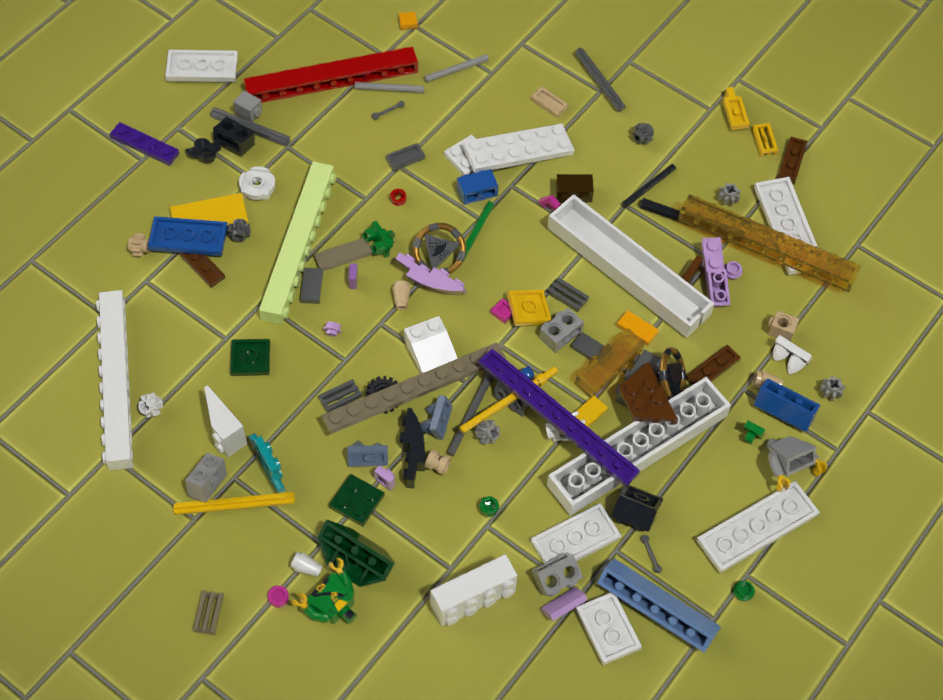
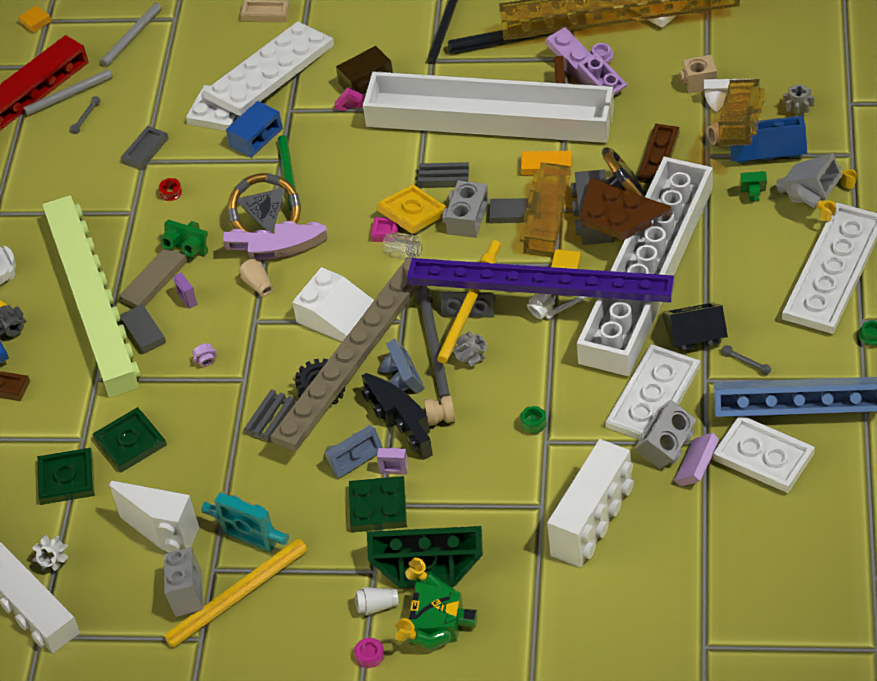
camera: 25 degrees left, 10 degrees down
(198, 357) = (65, 476): none -> dark green tile
(502, 330) = (402, 245): none -> clear brick
(779, 377) = (741, 112): none -> clear yellow brick

